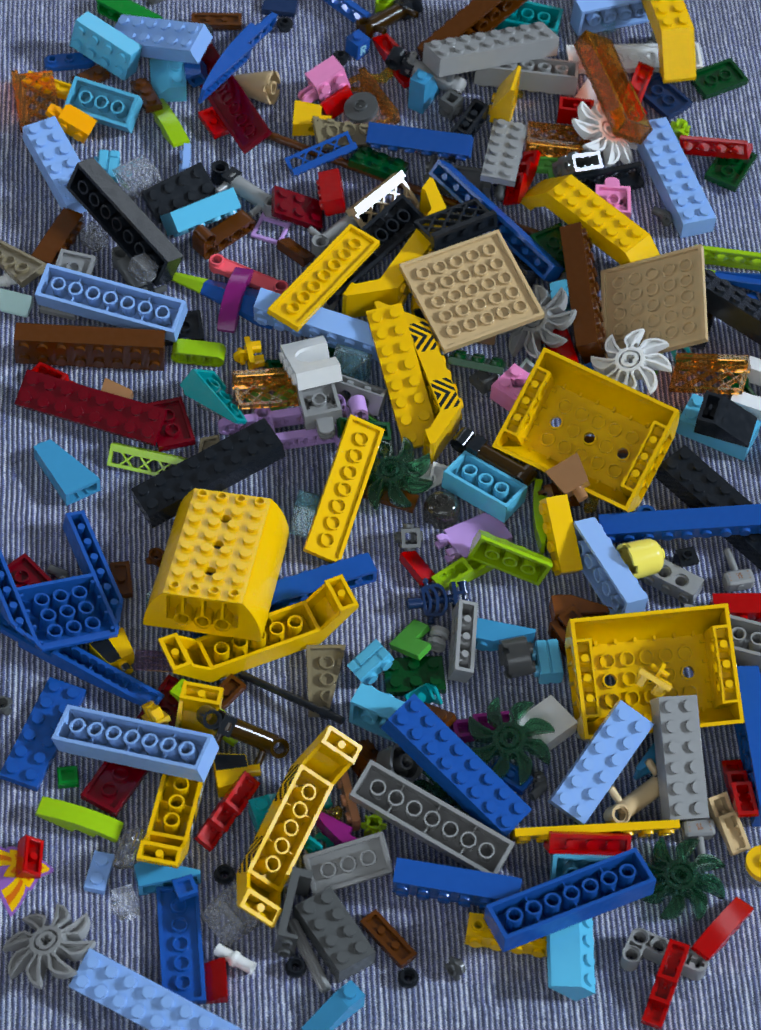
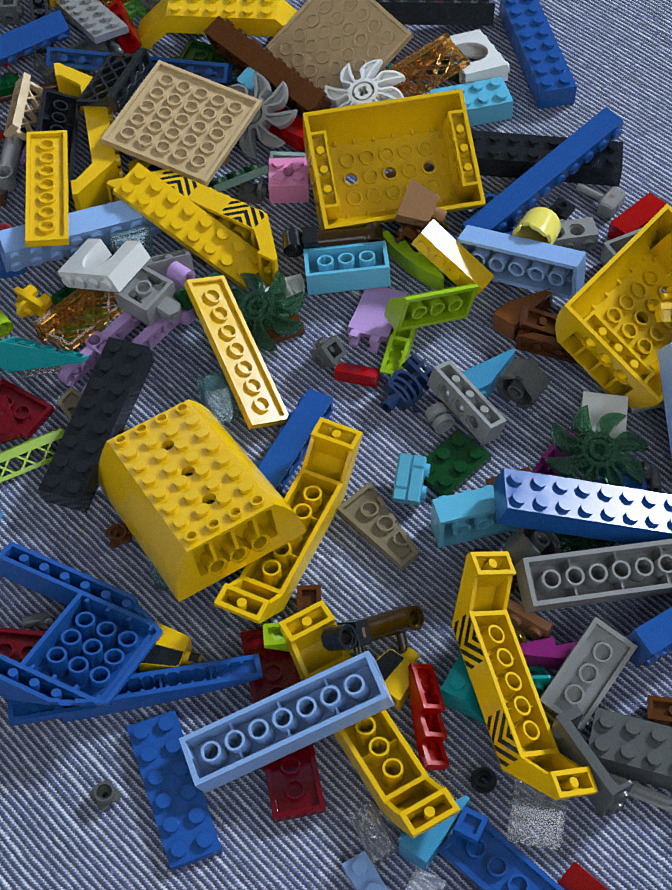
camera: 35 degrees left, 0 degrees up
(67, 777) = (240, 811): green tile -> none
(80, 818) = (295, 844): lime slope -> none
(122, 577) = (103, 572): reddish brown plate -> none
(152, 664) = (215, 632): clear purple tile -> none
(154, 713) = (274, 679): yellow hips -> none
(235, 959) = (580, 854): white pin -> none
(298, 962) = (644, 808): black plate -> none
(324, 712) = (419, 553): black bar -> none
(373, 820) = (569, 623): lime gear -> none
(409, 640) = (418, 439): bright green tile -> none
(425, 694) = (480, 471): teal bracket -> none
(441, 509) = (327, 312): clear smoke cylinder -> none
(547, 661) = (553, 367): medium azure brick -> none
(724, 420) = (481, 88): black slope -> none

